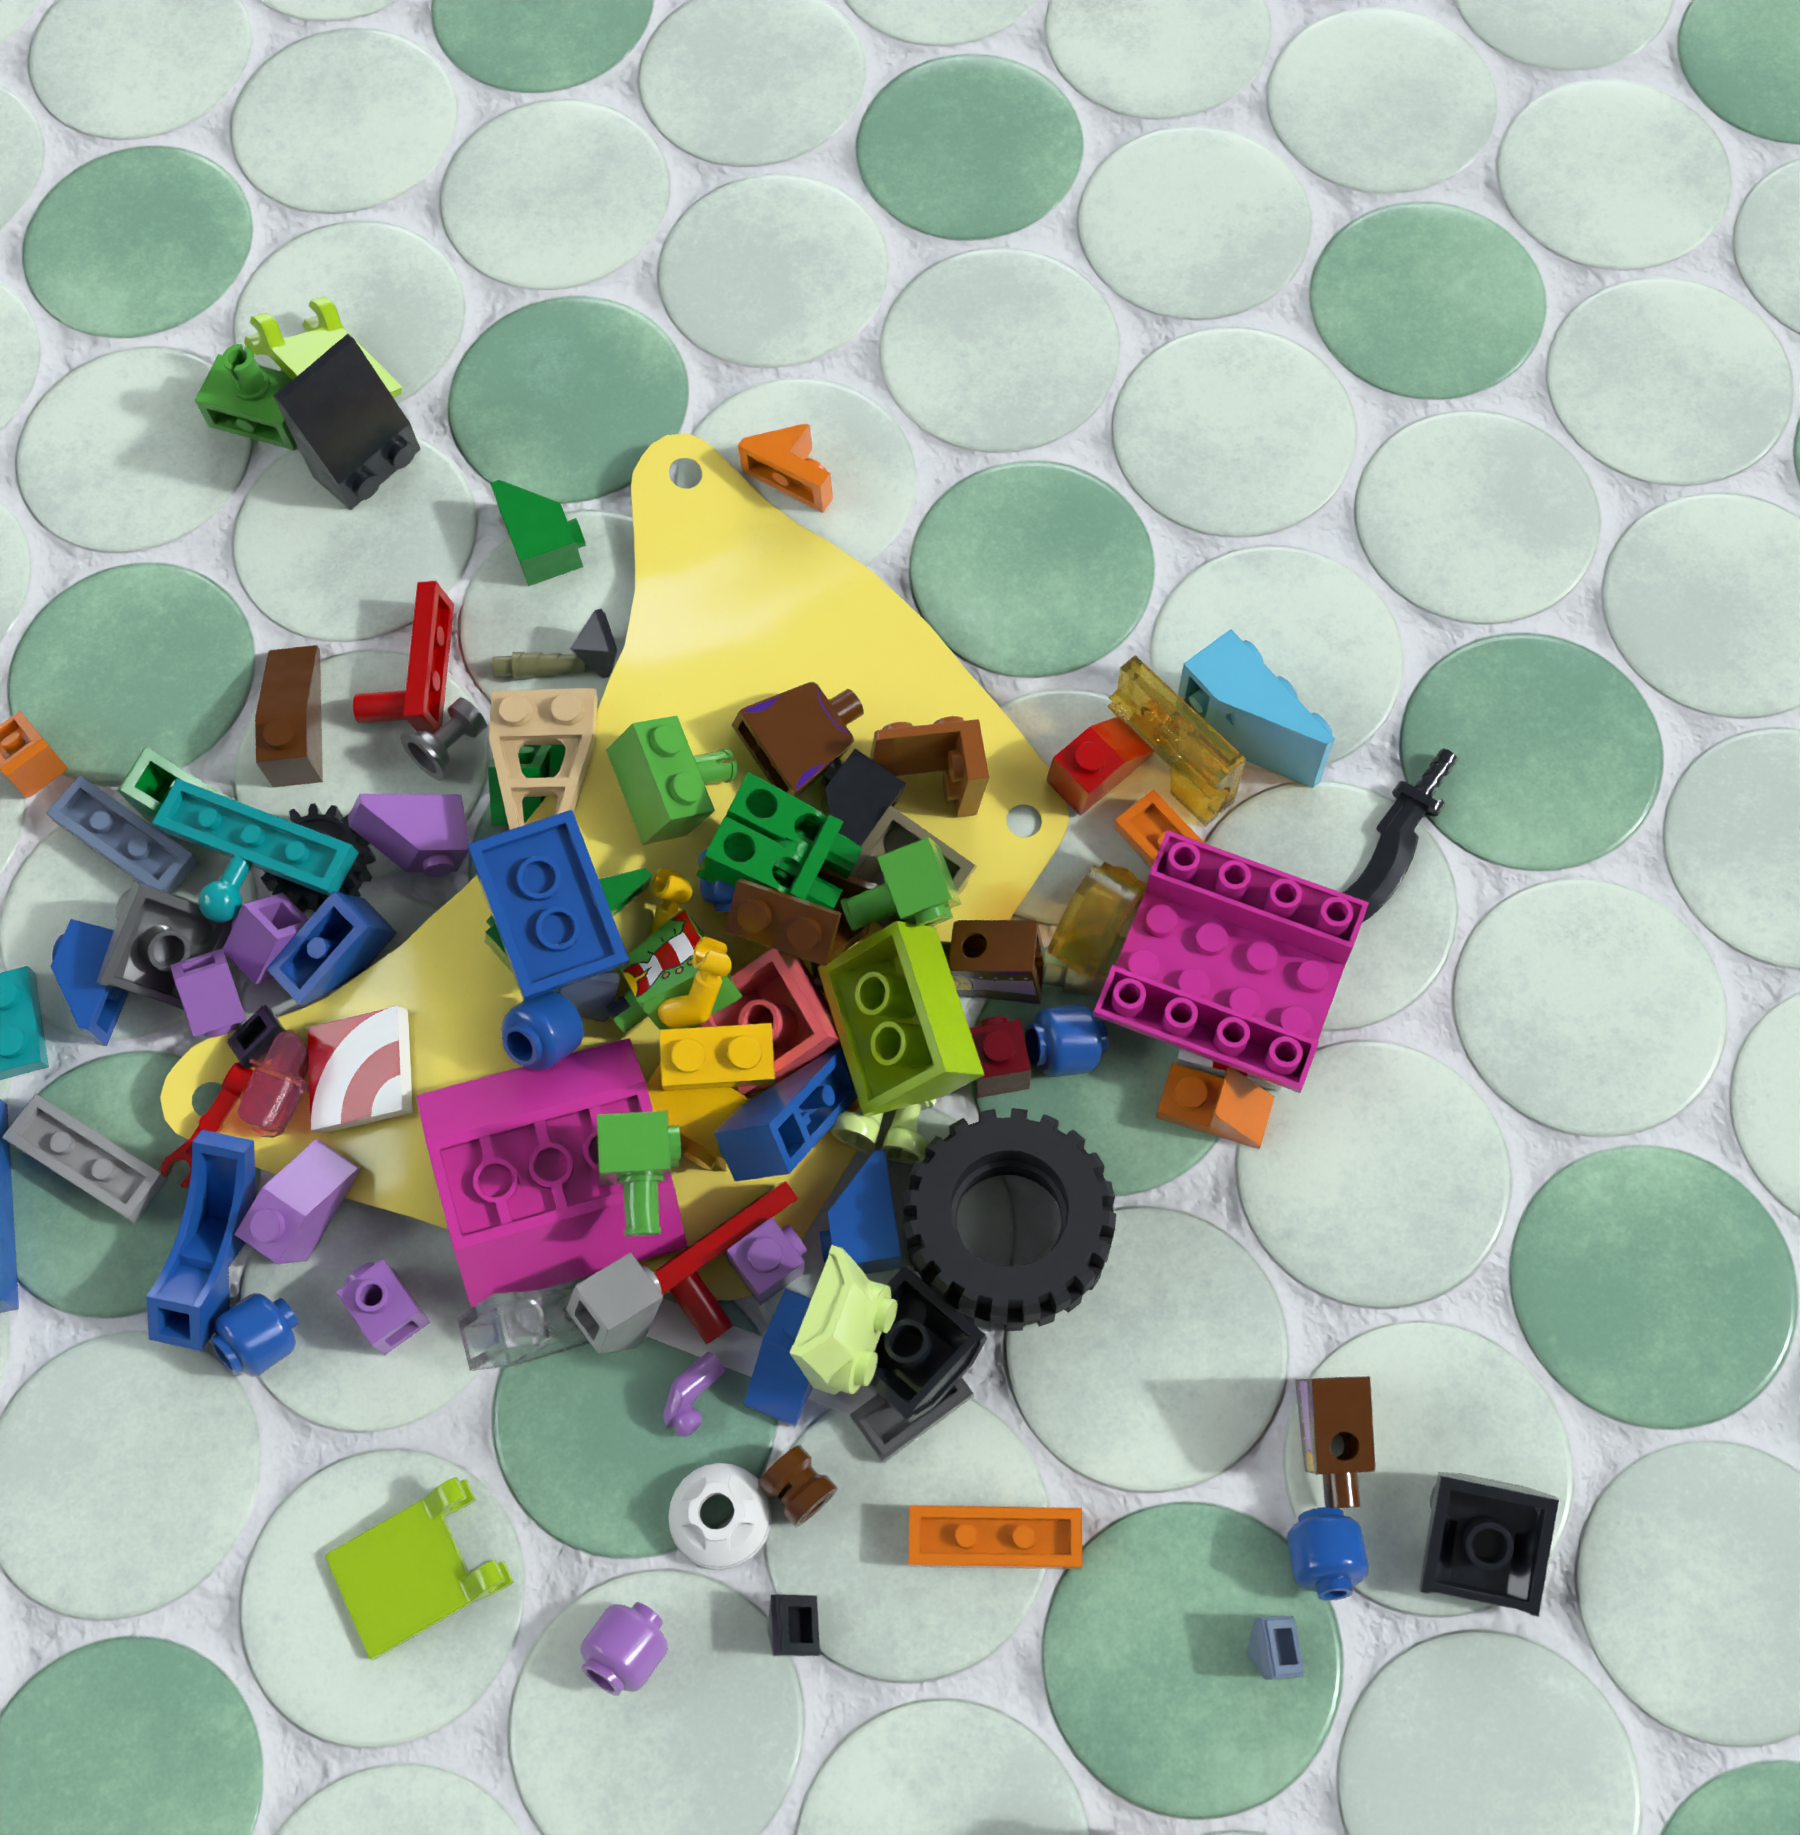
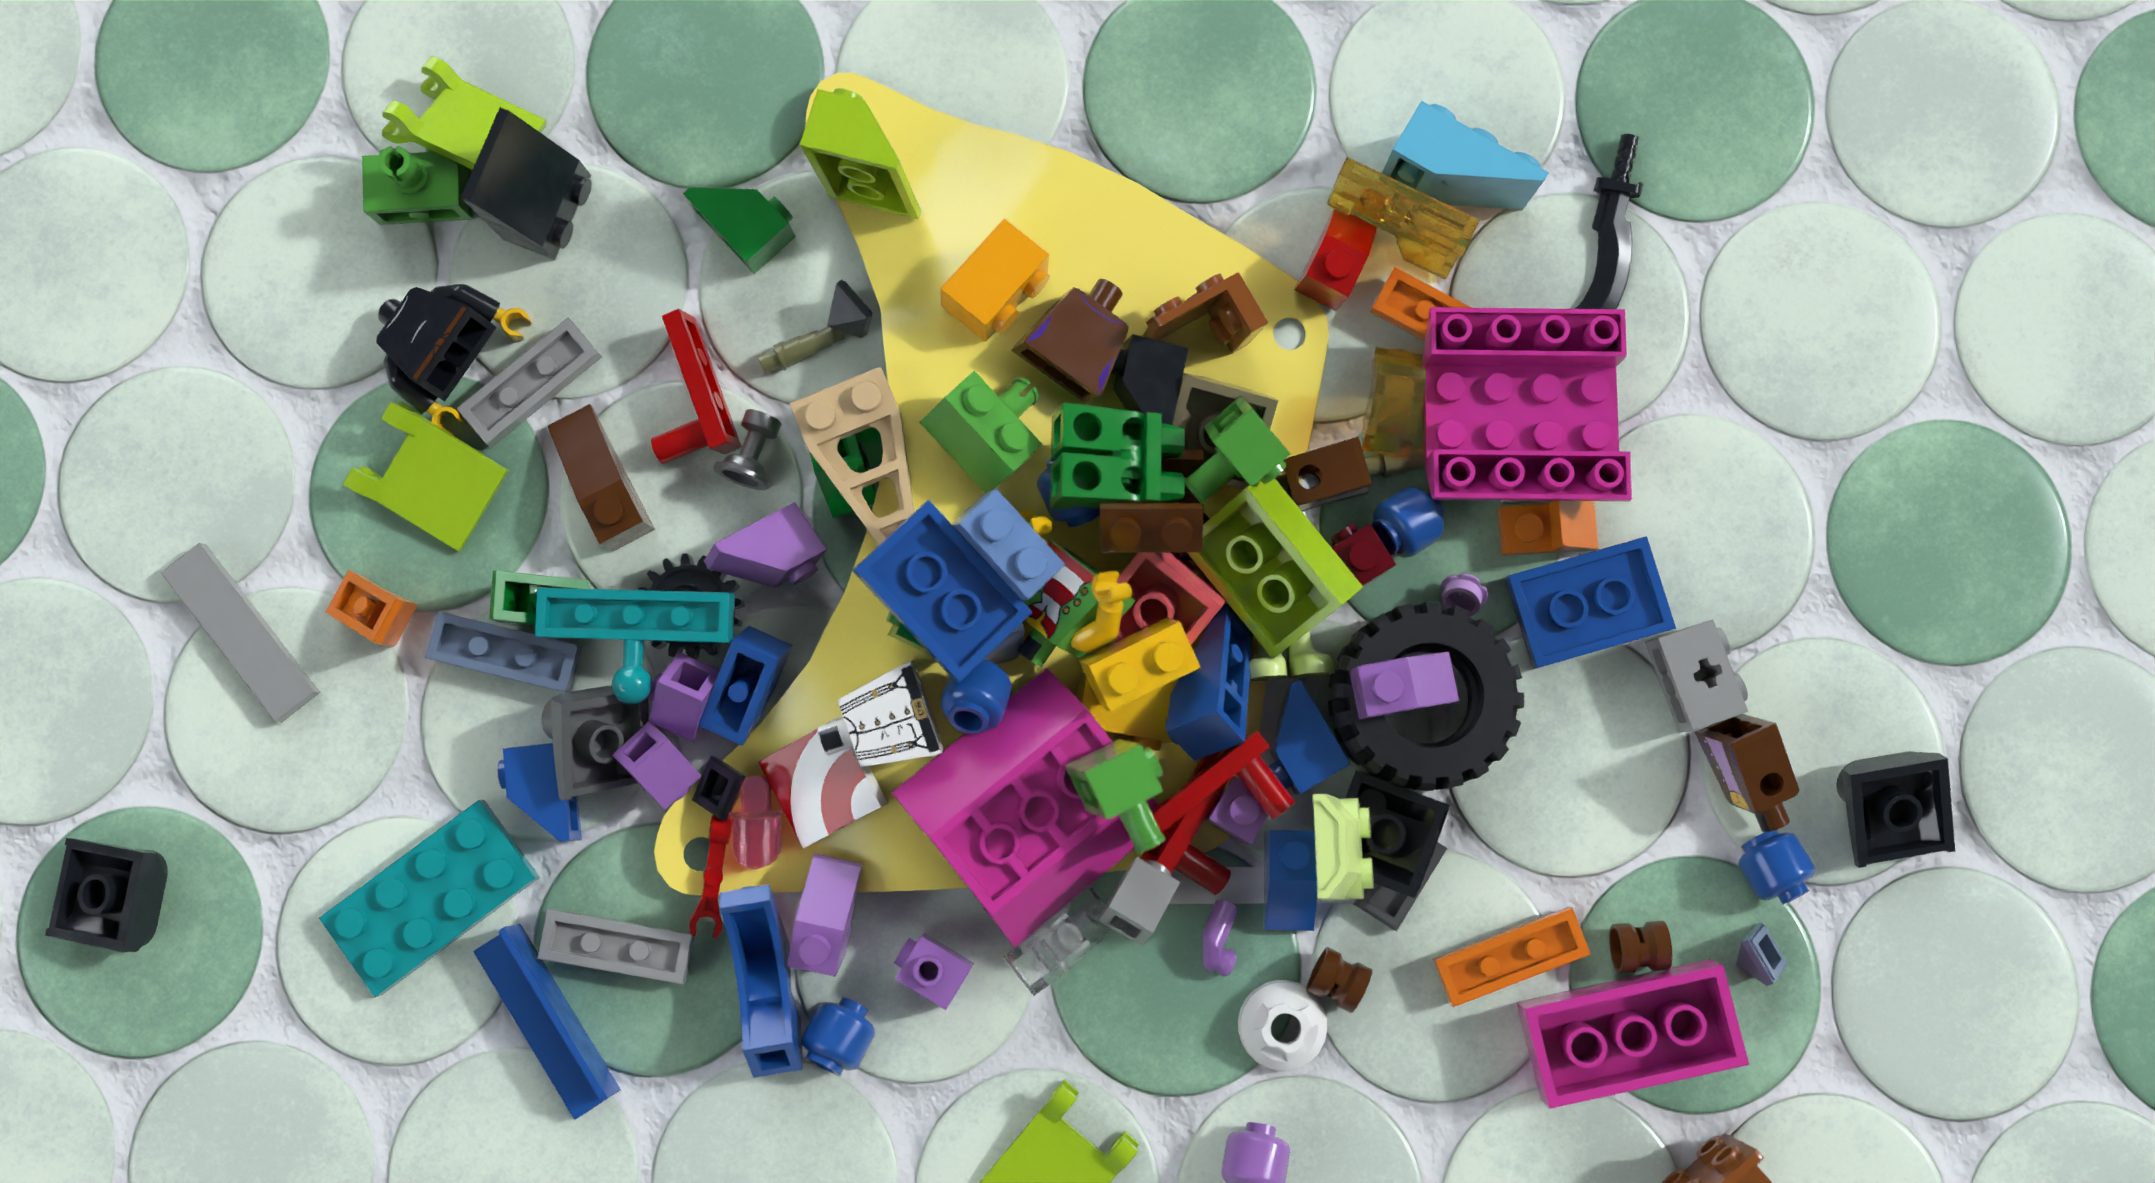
camera: 25 degrees left, 15 degrees up
(139, 659) = (432, 479): none -> lime flag
(202, 533) = (435, 340): none -> black torso
(270, 604) = (529, 382): none -> light grey plate
(444, 1020) = (885, 720): none -> white torso
(632, 883) = (1008, 544): none -> medium blue brick
(657, 493) = (855, 155): none -> lime slope
(741, 651) = (996, 281): none -> light orange brick
(780, 1196) = (1239, 760): none -> red piece
(782, 463) = (931, 72): orange slope -> none
(793, 1625) = (1380, 1090): black slope -> none
(980, 1179) = (1403, 685): none -> medium lavender slope
(1088, 1123) = (1463, 591): none -> lavender plate
(1091, 1670) = (1632, 1033): none -> dark pink brick
(1142, 1582) = (1640, 946): none -> reddish brown wheel
(1228, 1195) = (1590, 602): none -> blue plate
(1301, 1342) = (1702, 702): none -> light grey brick

